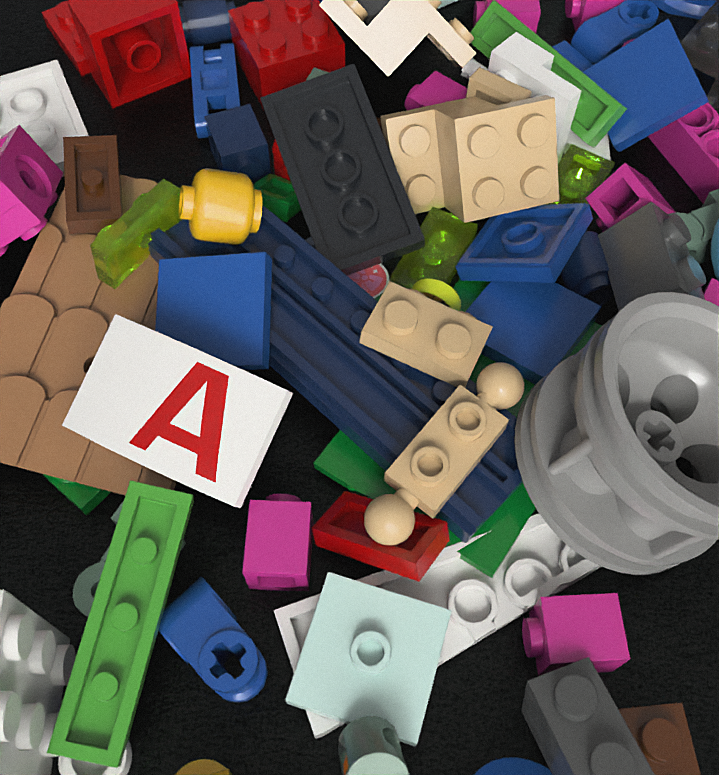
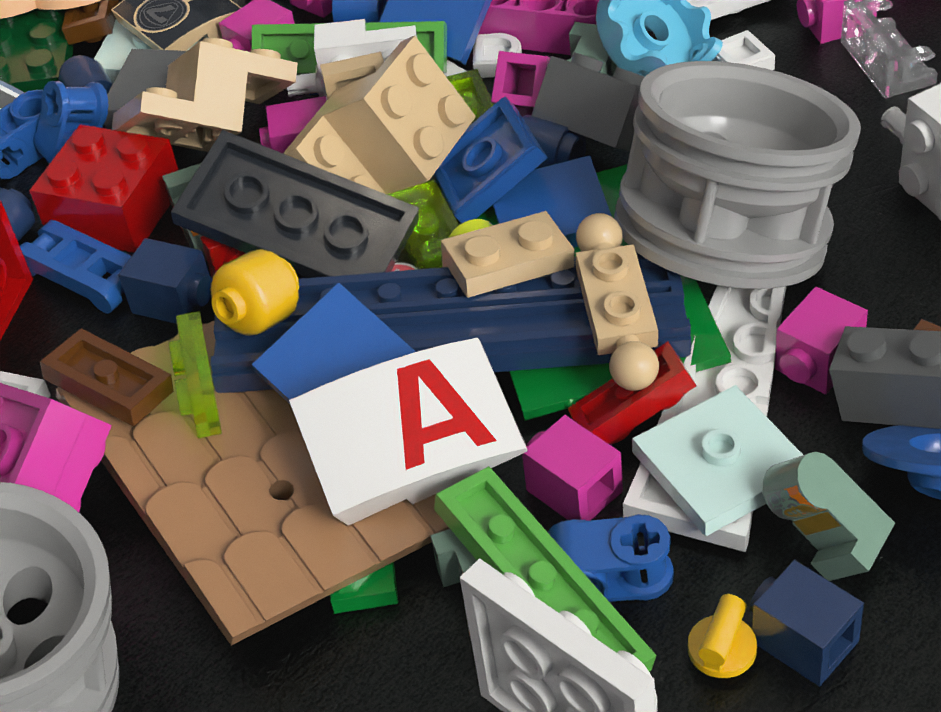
camera: 40 degrees left, 15 degrees down
(653, 160) = (487, 48): none -> white tile

